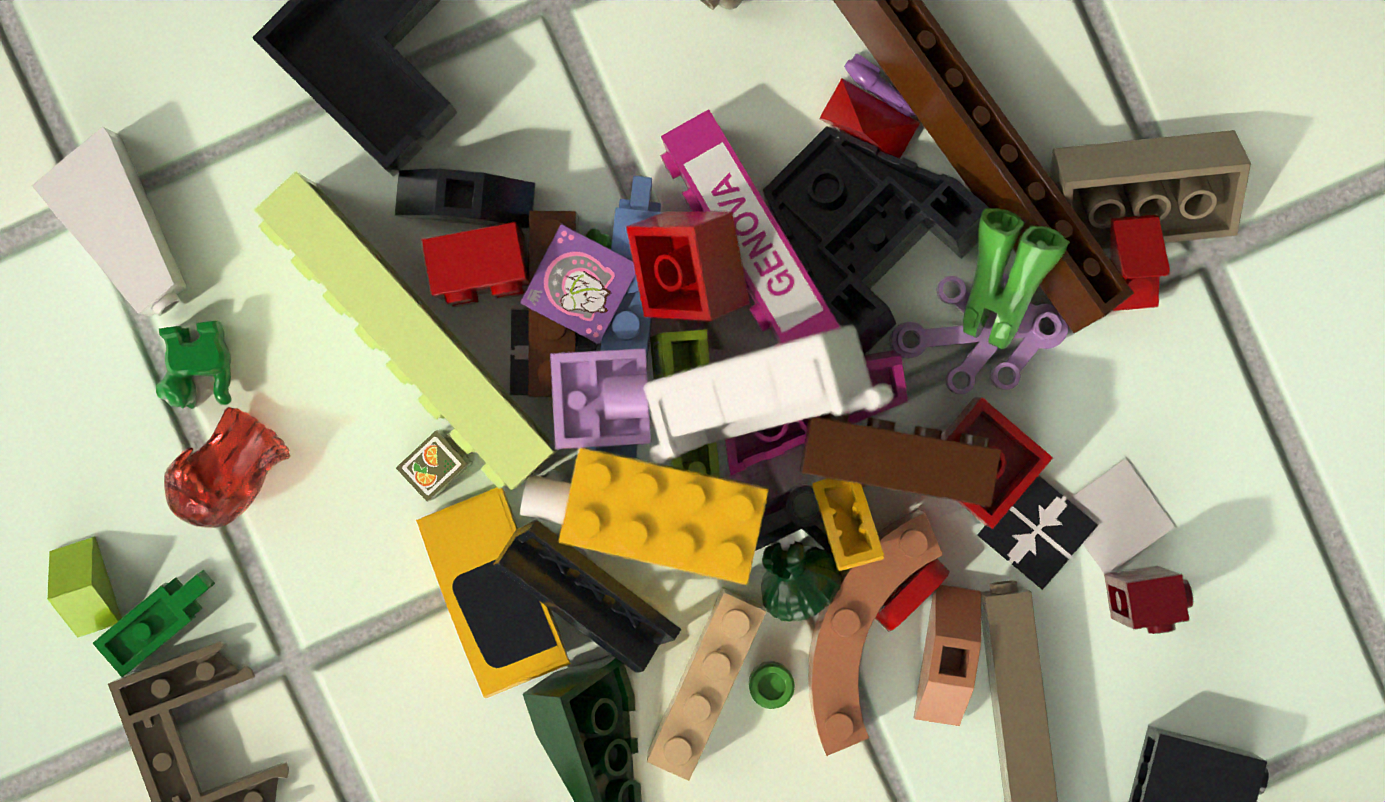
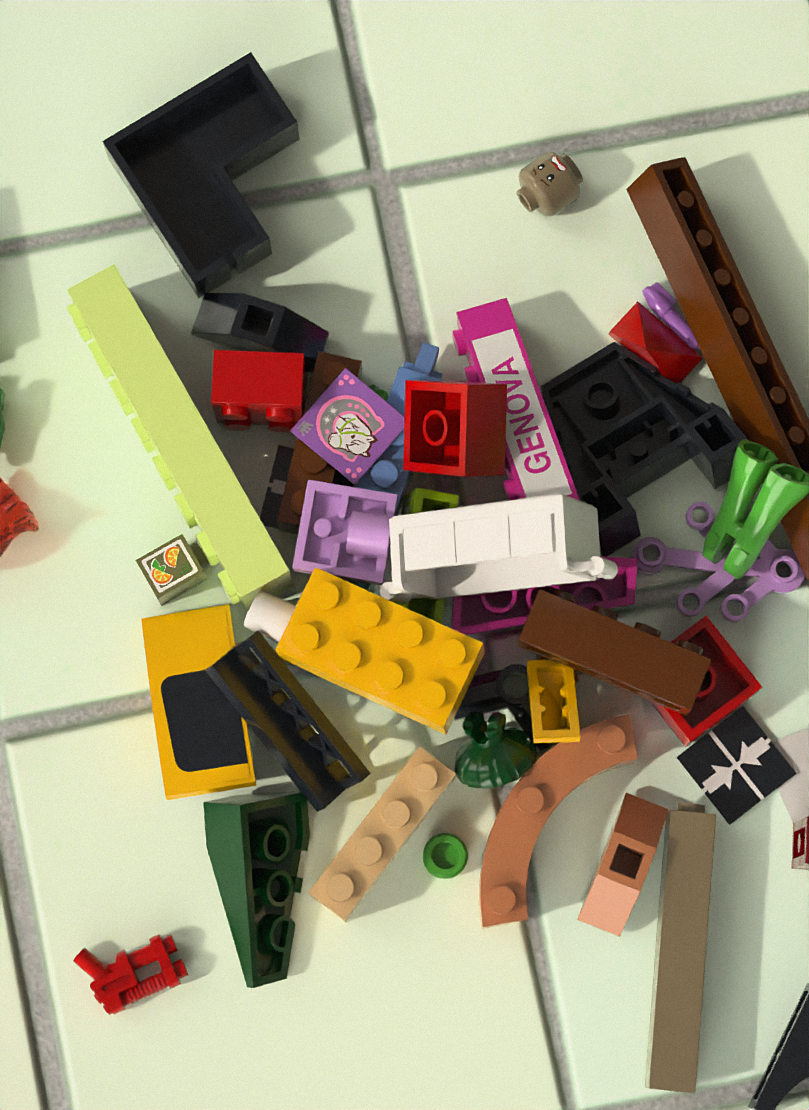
camera: 15 degrees right, 10 degrees down
(911, 594) = (599, 794): red beam -> none

